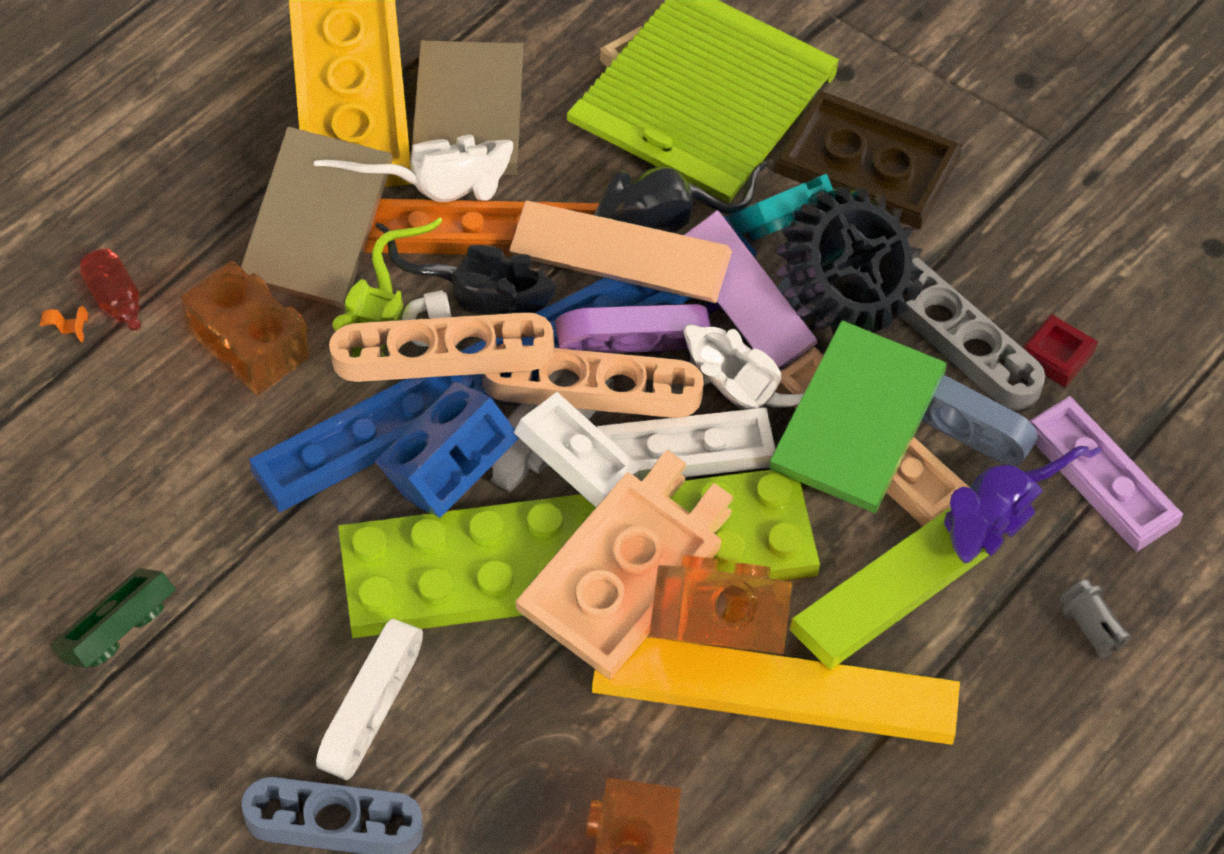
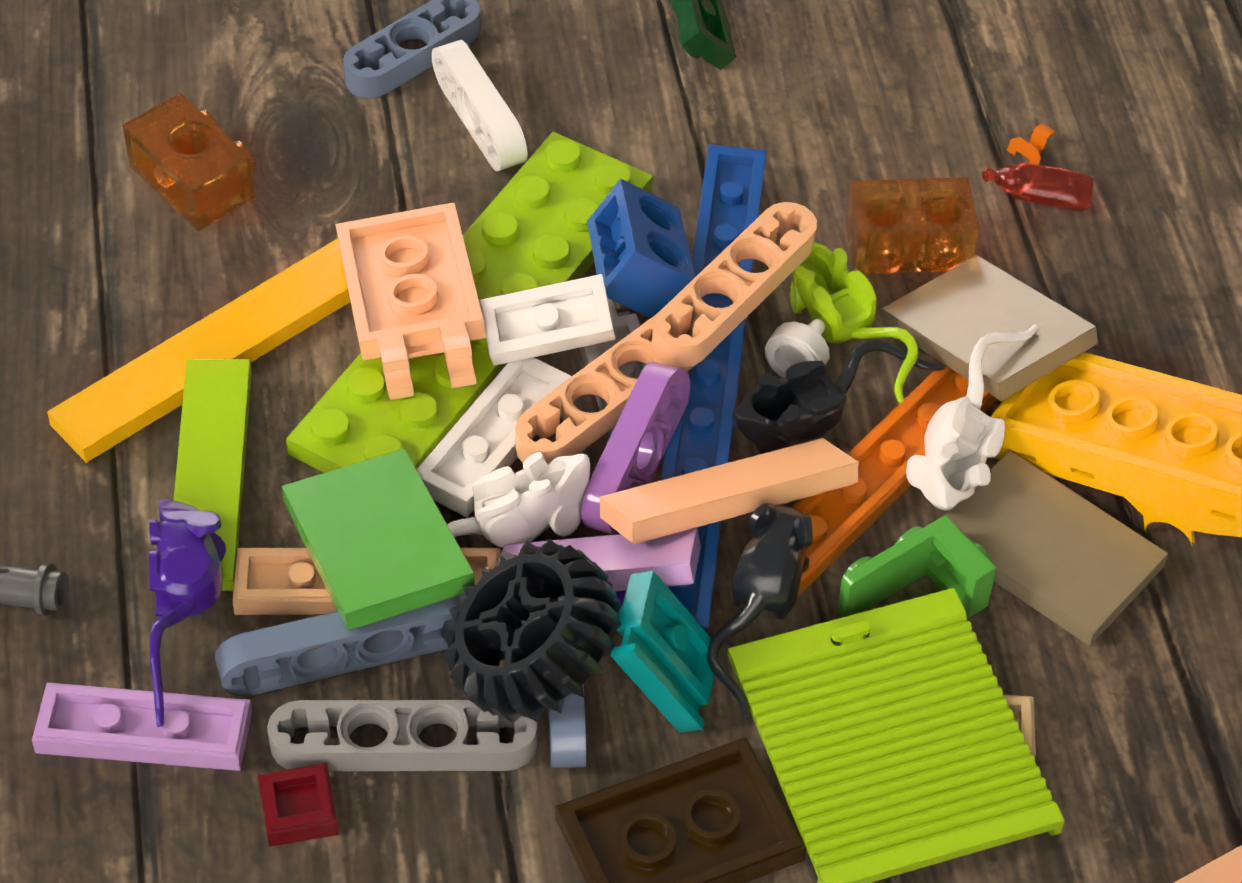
camera: 130 degrees right, 5 degrees down
(564, 153) = (933, 551): none -> bright green bracket
(688, 610) = (302, 305): clear orange brick -> none

